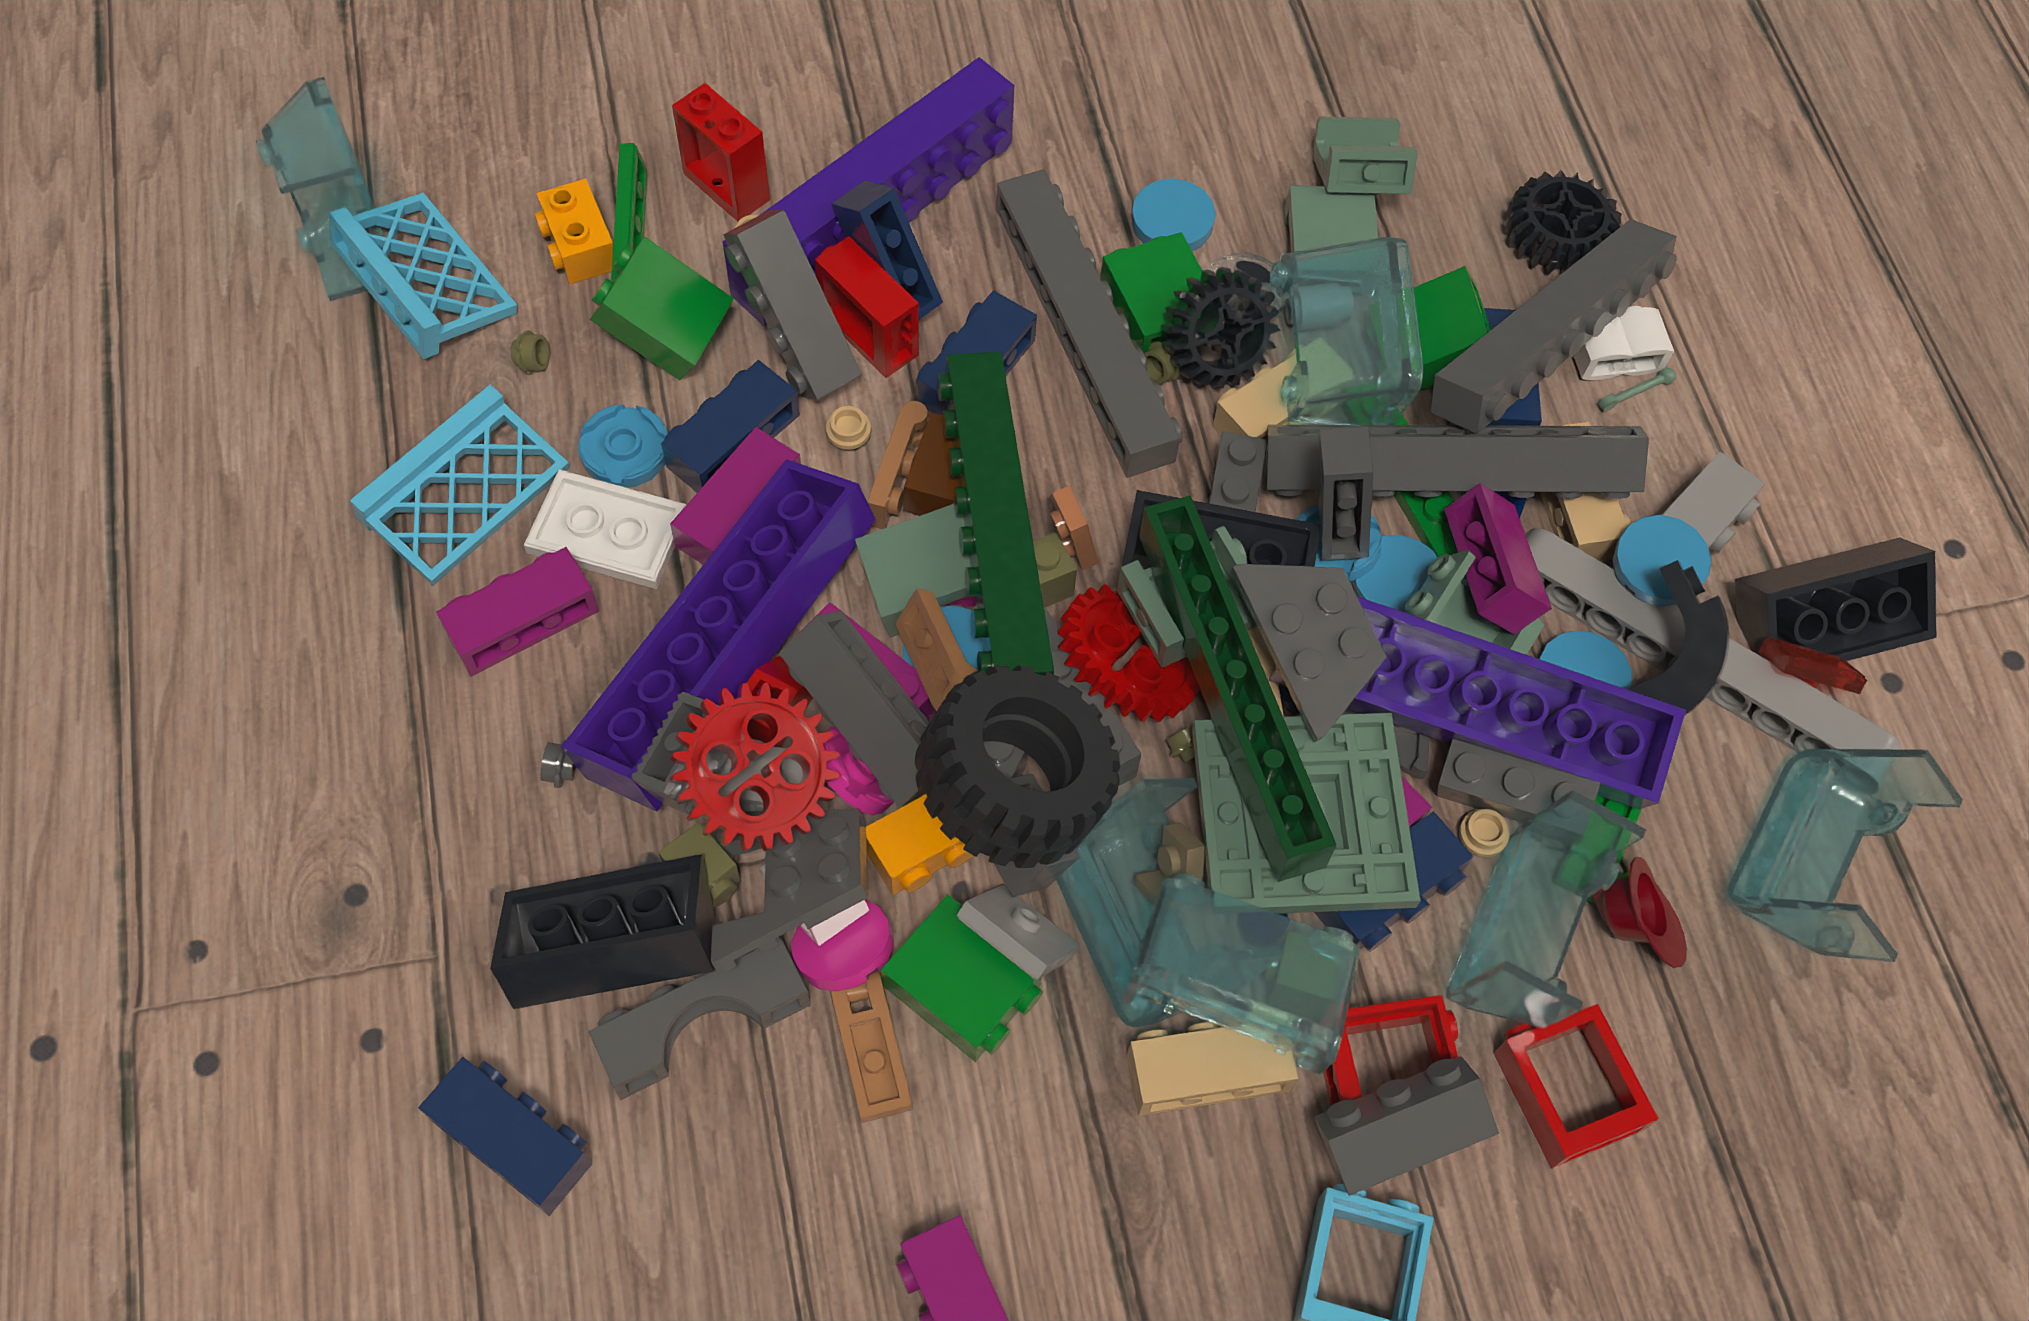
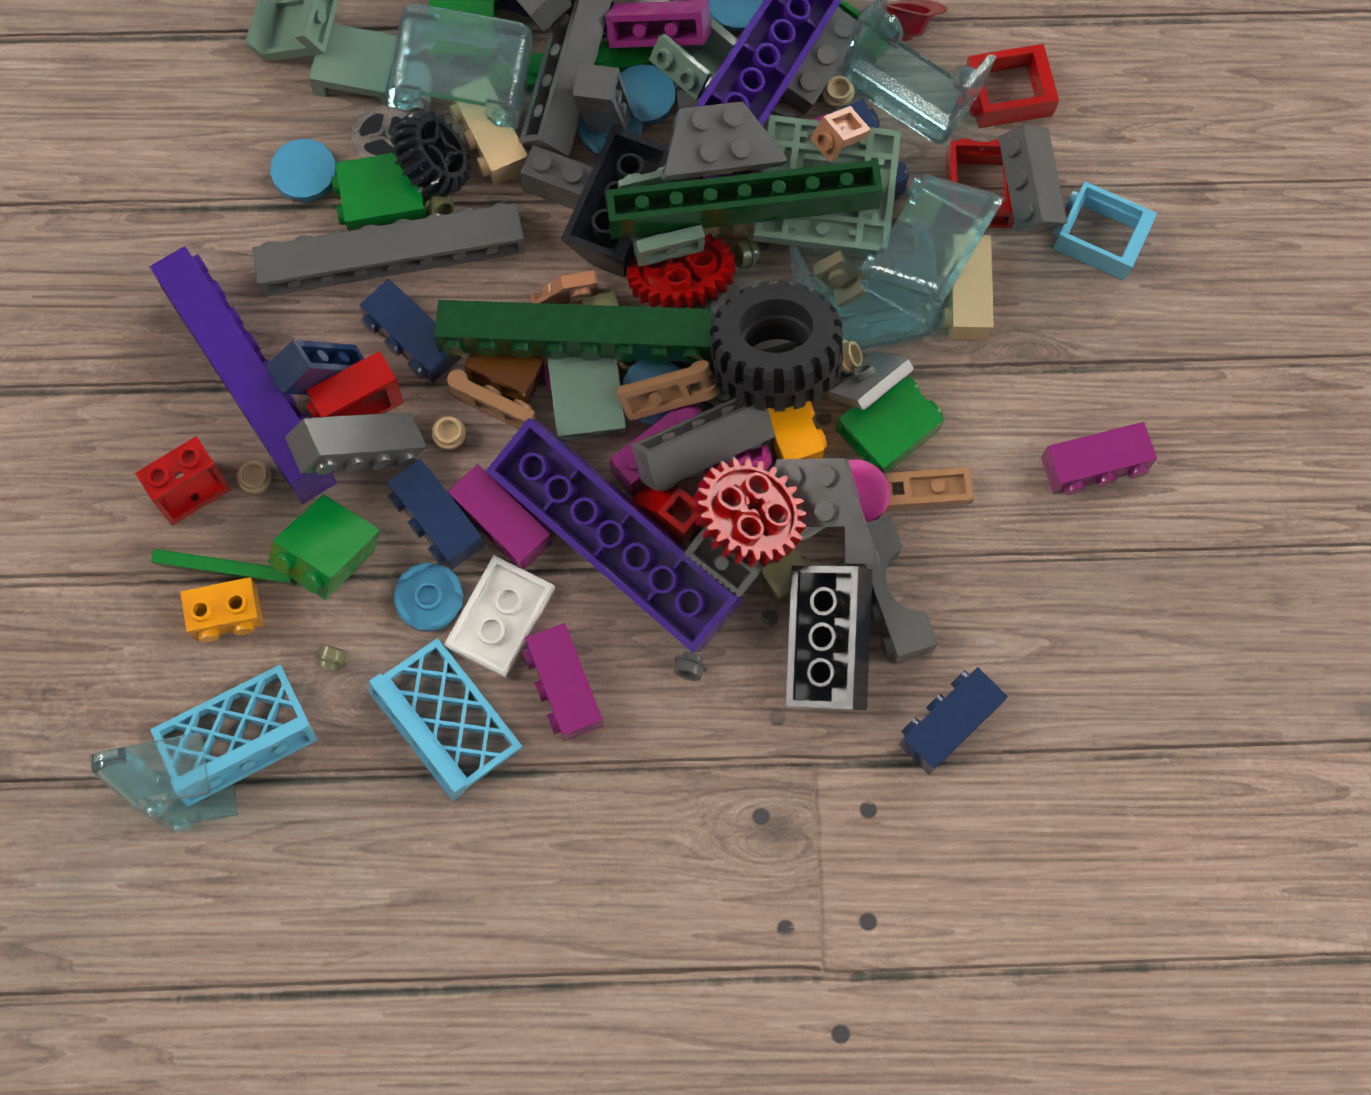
camera: 80 degrees left, 10 degrees up
(1056, 909) = (851, 356): none -> tan plate
(1386, 804) = (839, 131): none -> nougat bracket

